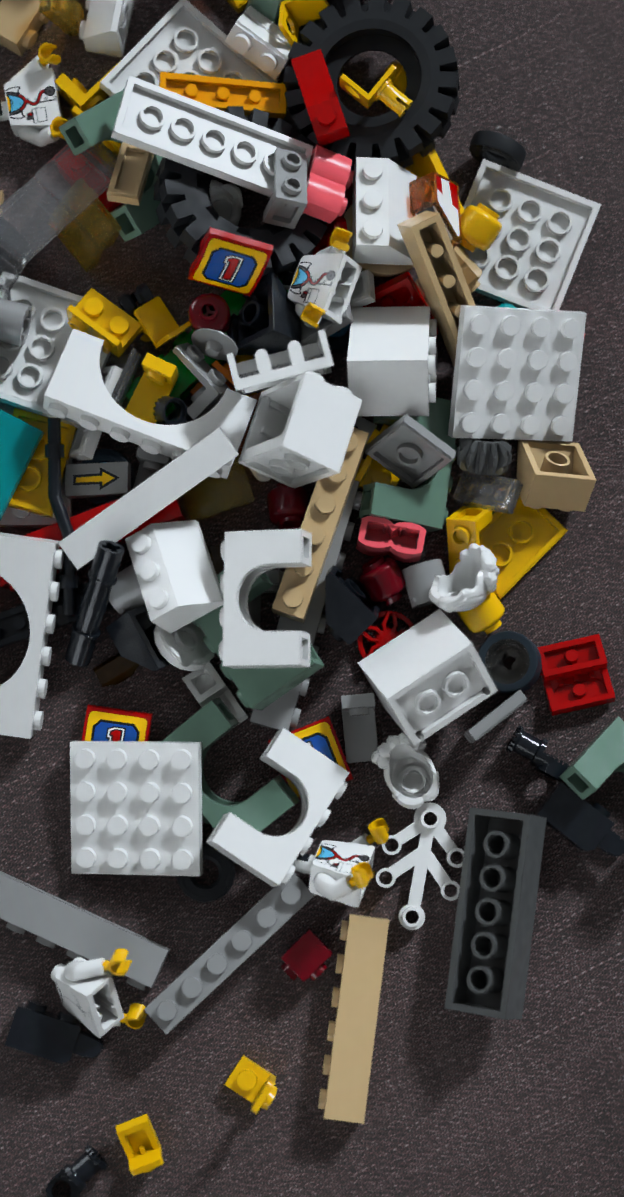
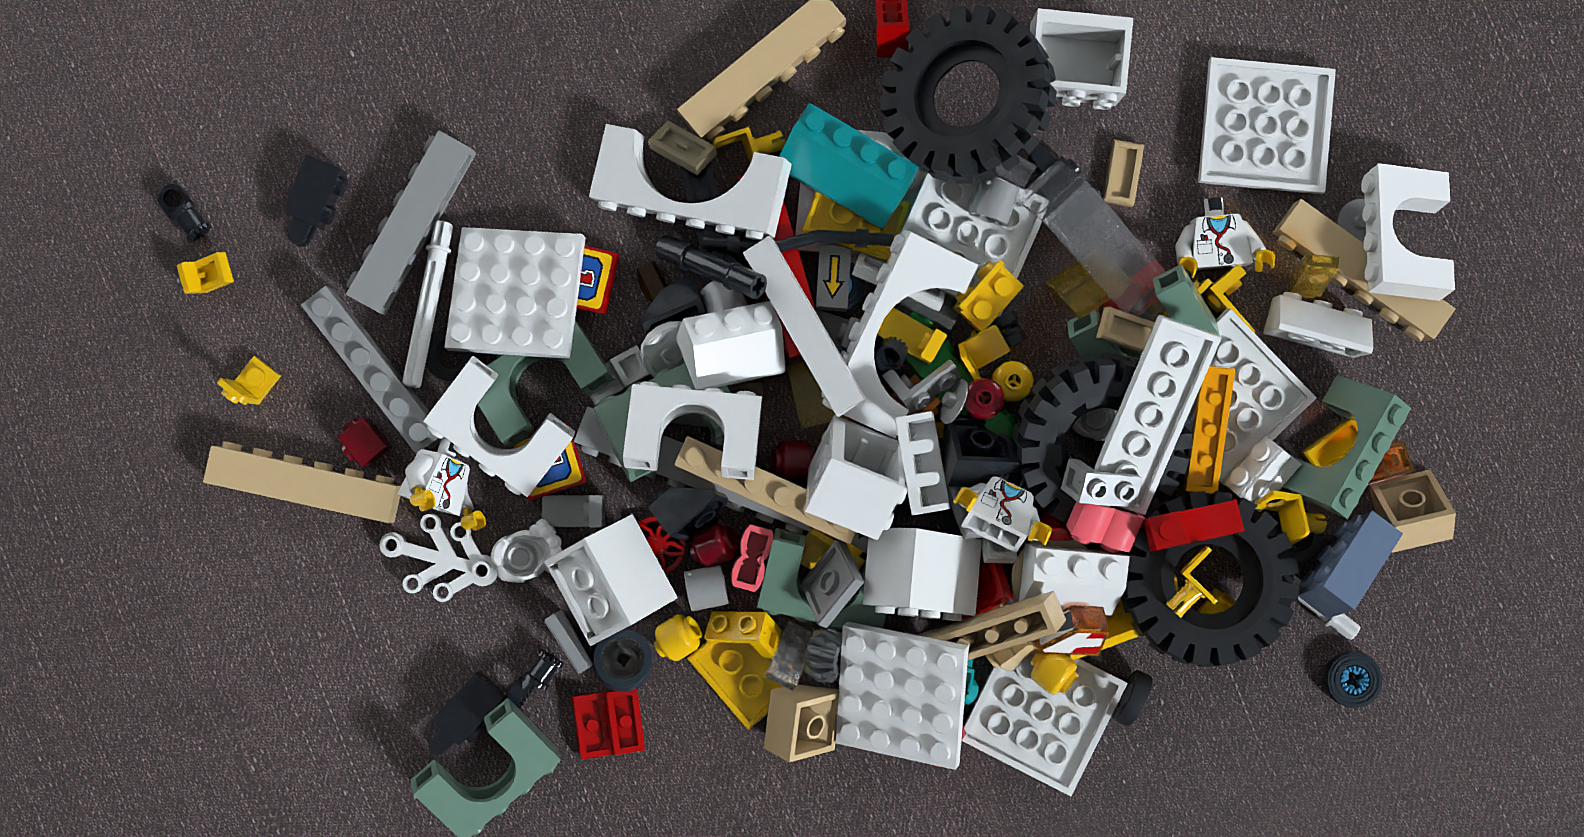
camera: 95 degrees right, 5 degrees up
(91, 993) = (343, 239): white torso -> none
(154, 900) = (427, 303): none -> white axle
(179, 287) = (1018, 370): none -> yellow head
(230, 261) = (1028, 423): slope -> none
(469, 581) = (697, 626): white hair -> none
(495, 913) = (384, 624): dark grey brick -> none

